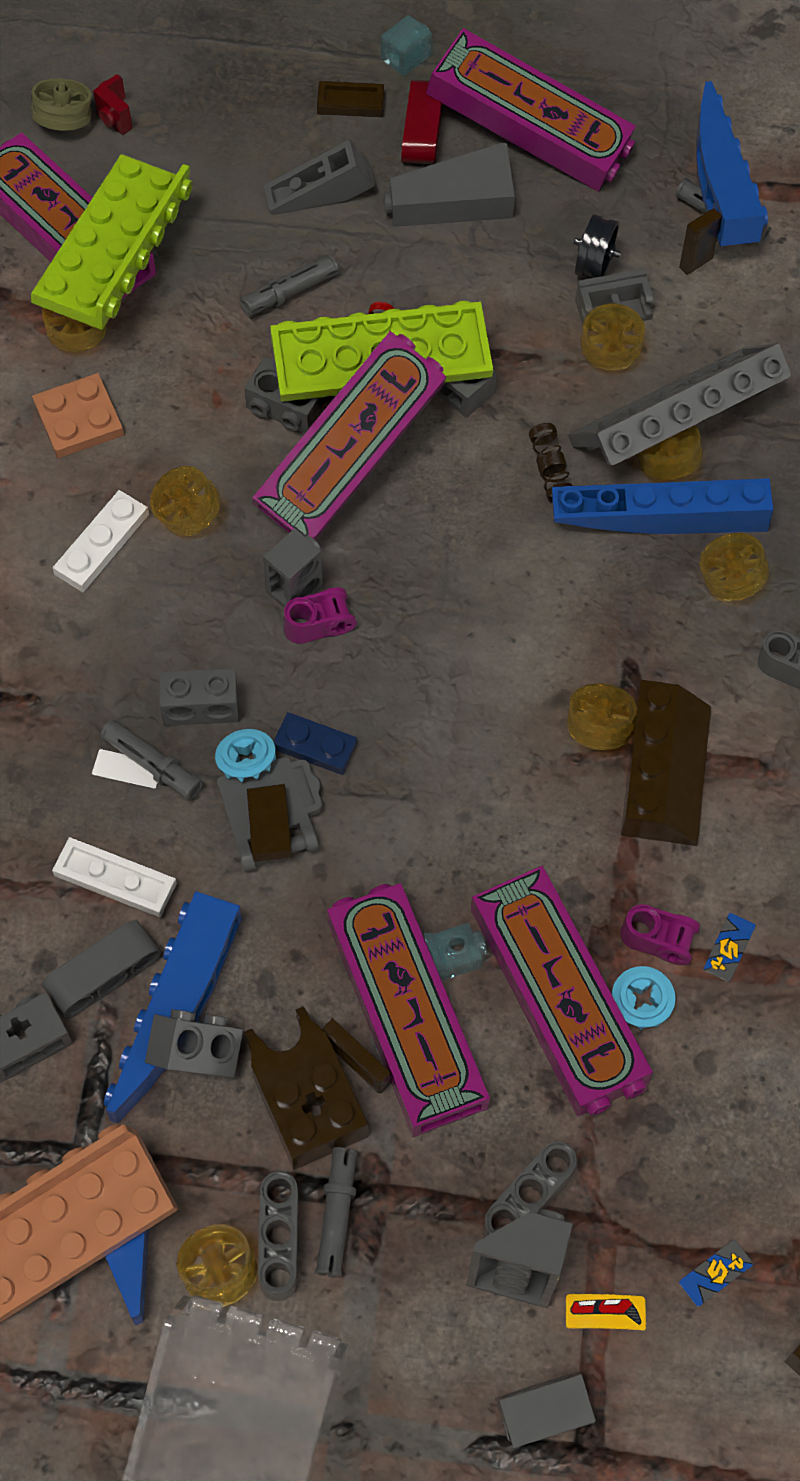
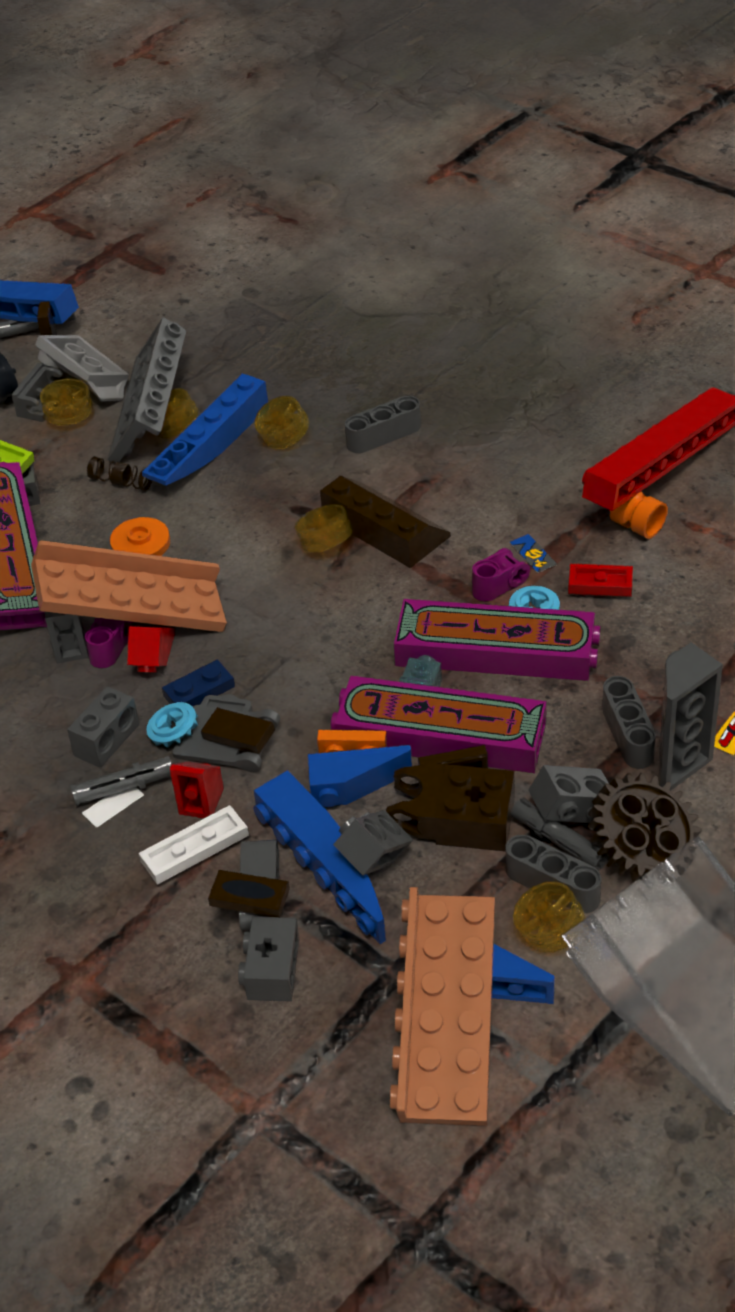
camera: 50 degrees left, 20 degrees down
(66, 972) = (249, 893): none -> dark brown tile
(177, 833) = (196, 788): none -> red slope
(281, 963) = (352, 774): none -> blue slope
(328, 956) = (350, 740): none -> orange plate
(331, 663) = (149, 647): none -> red slope
(364, 599) = (127, 586): none -> nougat bracket
(385, 1191) = (566, 792): none -> dark grey brick
(407, 1325) = (642, 824): none -> dark brown gear
(476, 548) = (141, 536): none -> orange piece
(678, 313) = (84, 362): none -> light grey slope
(725, 1045) = (600, 580): none -> red plate

